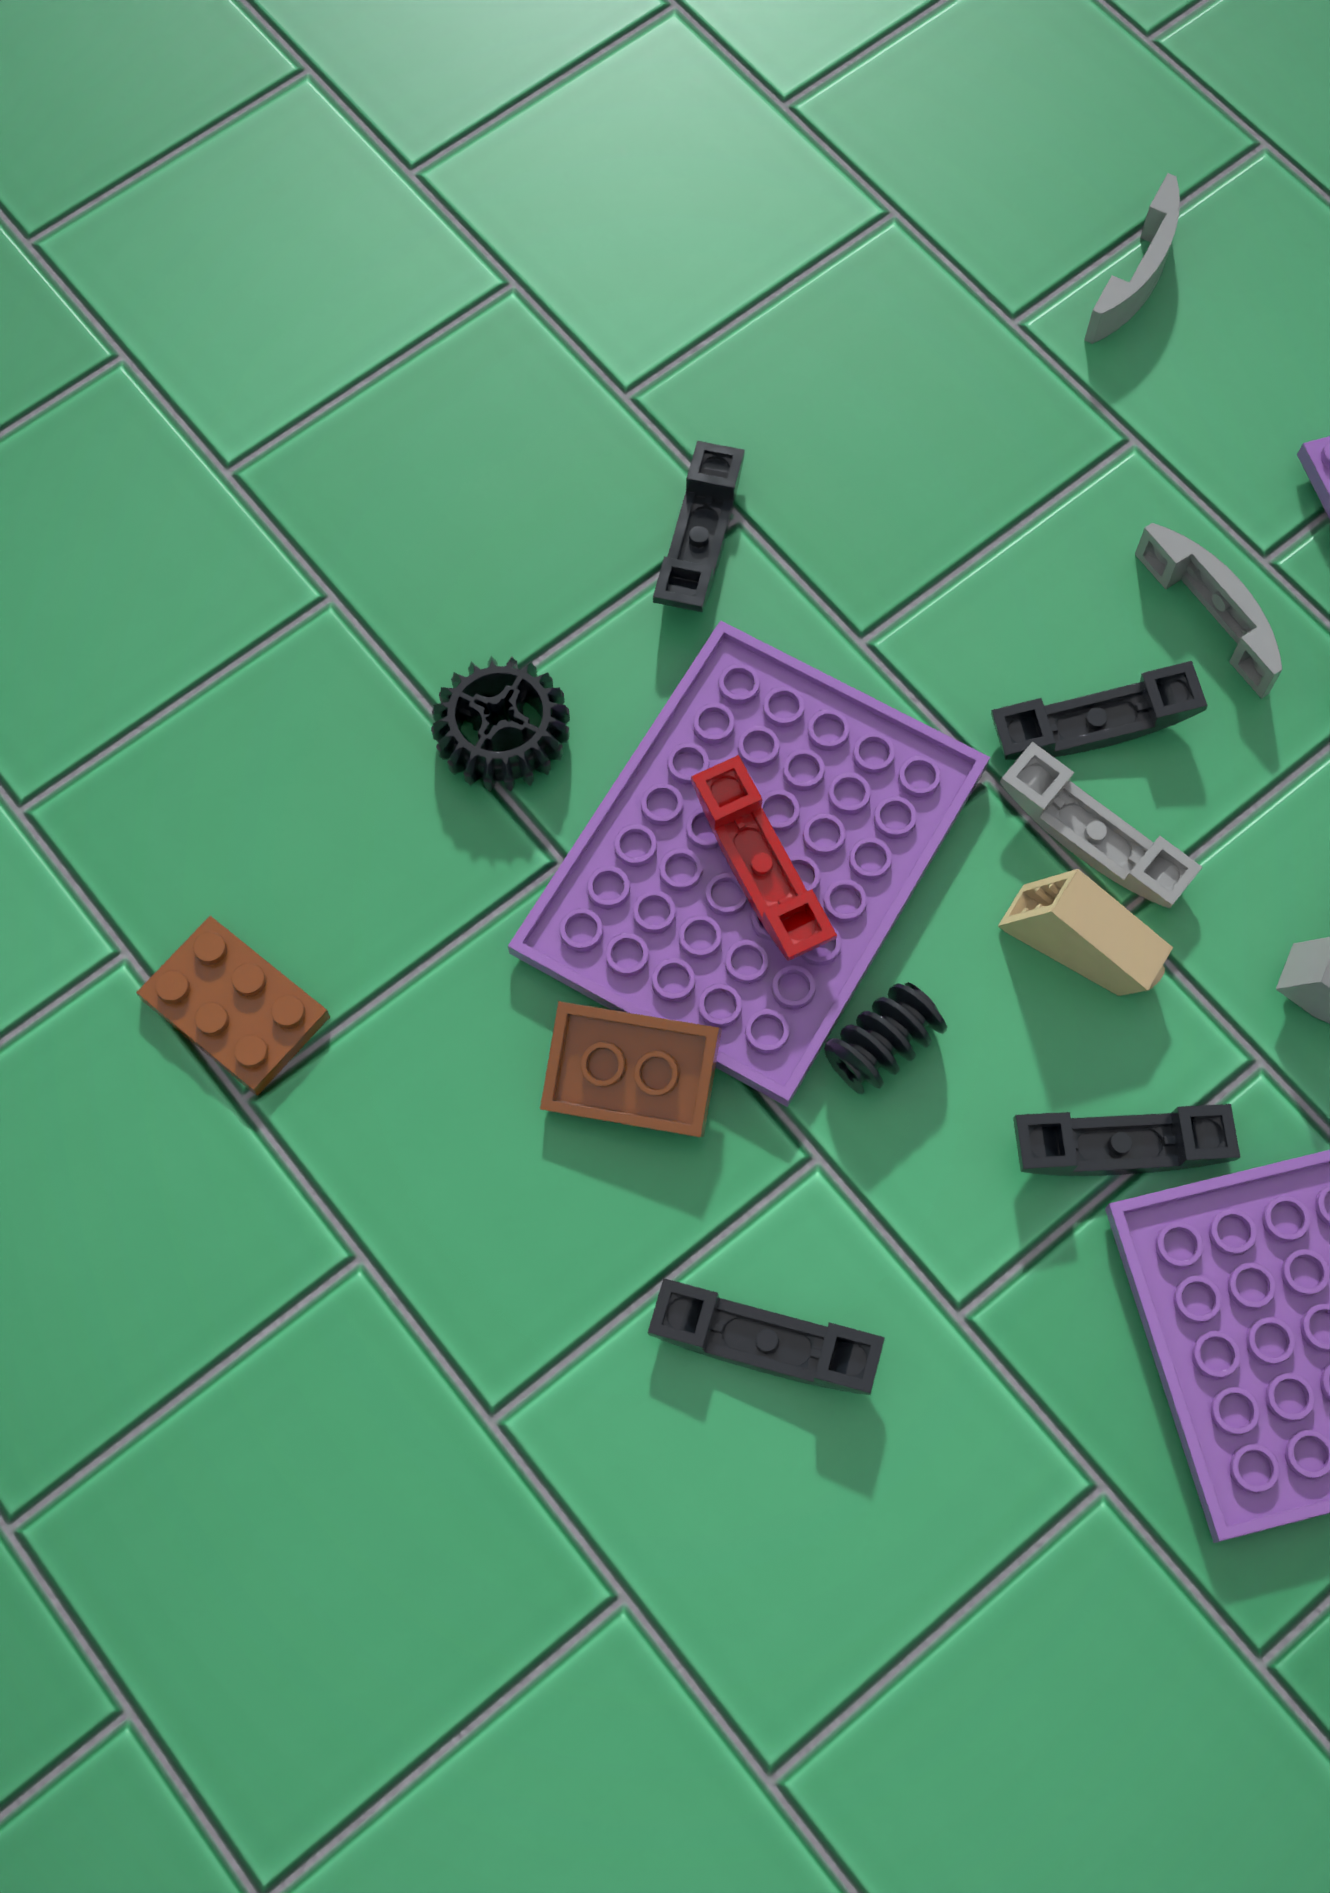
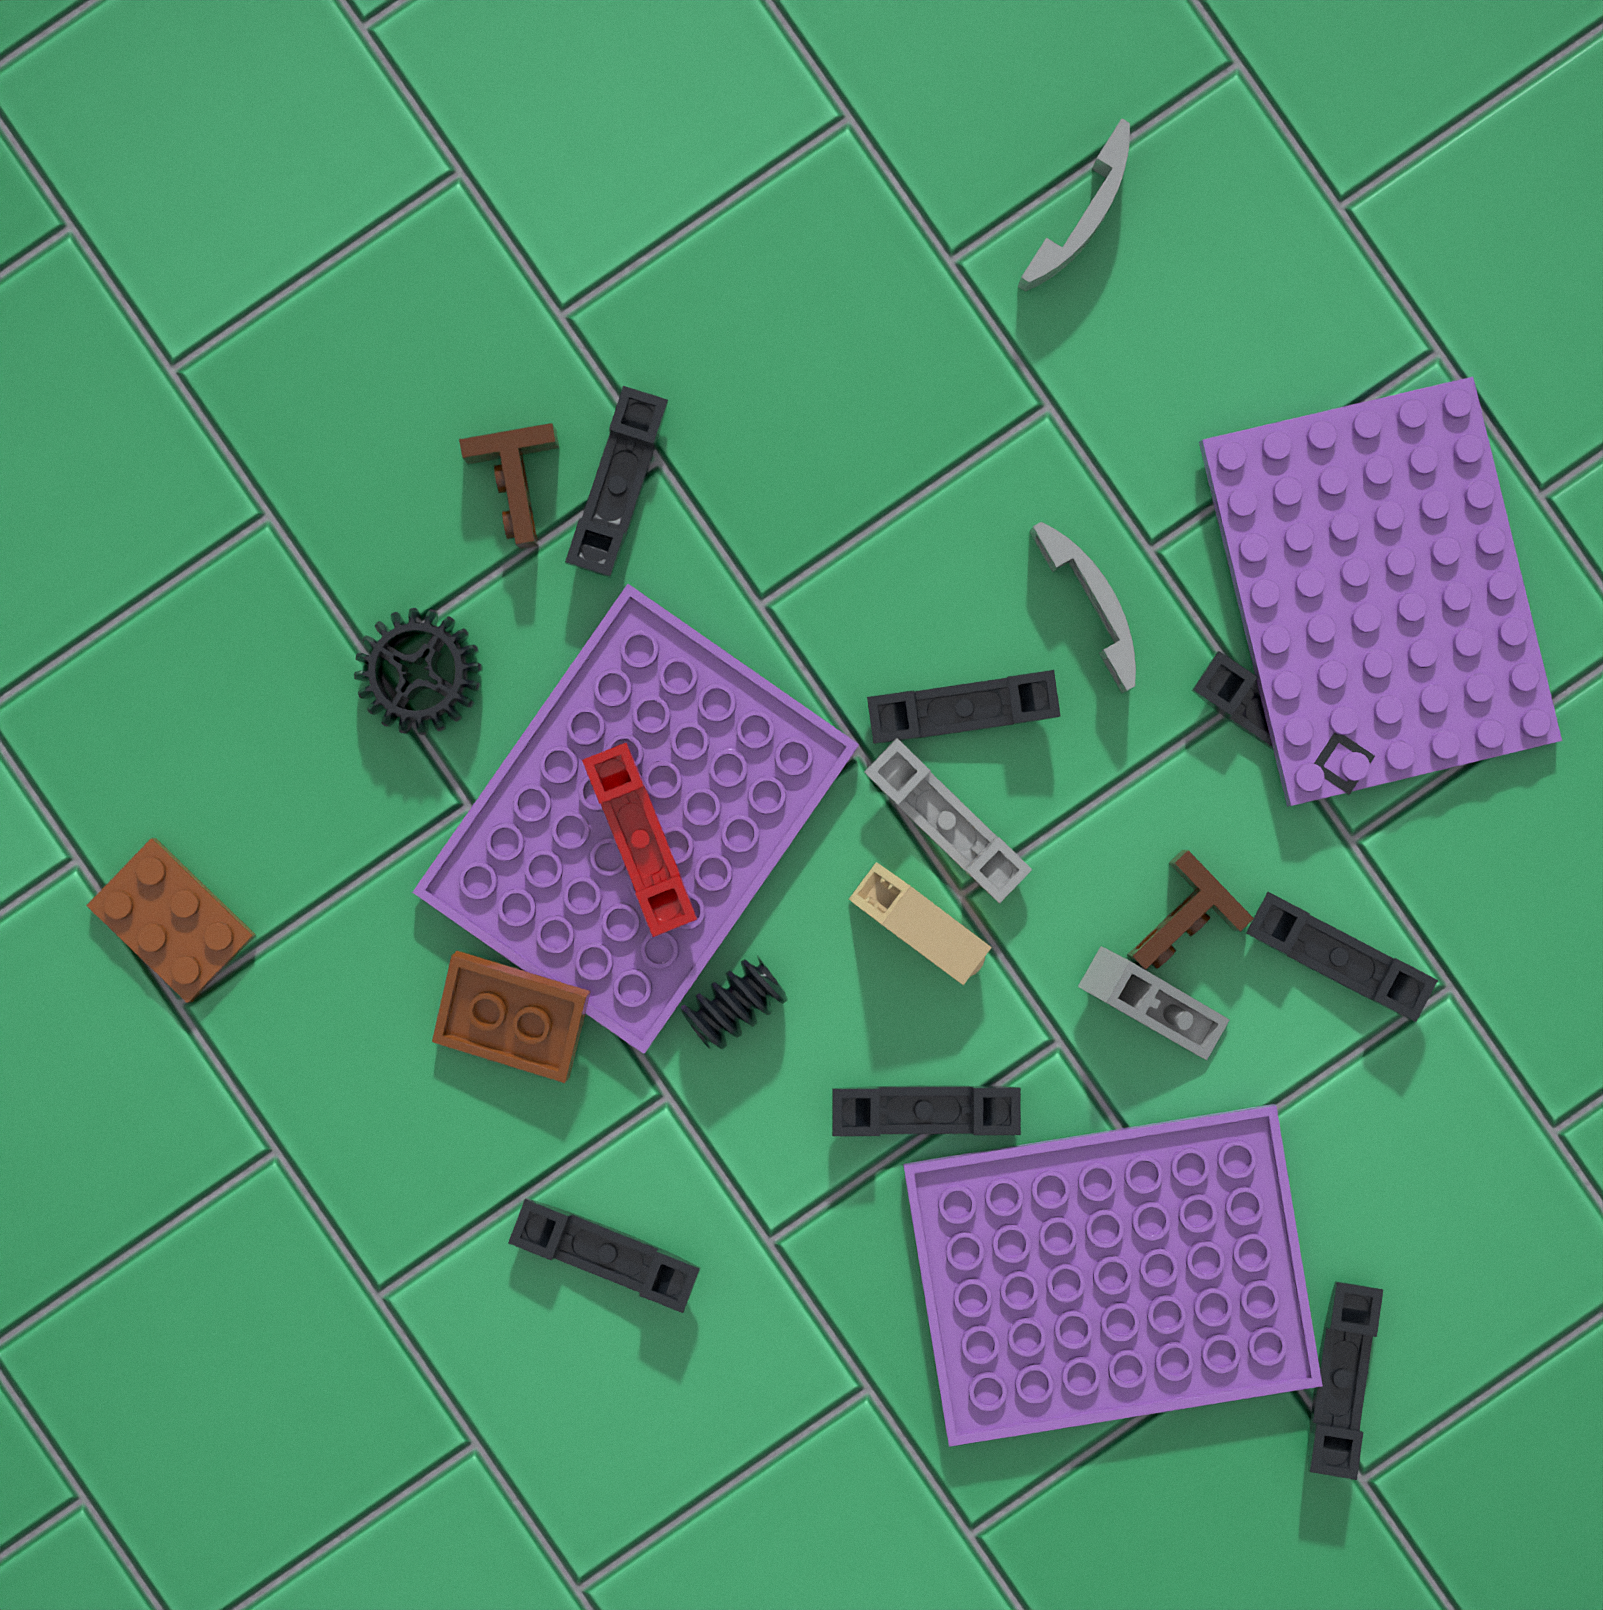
camera: 10 degrees right, 20 degrees up
(582, 509) = (511, 474): none -> reddish brown bracket

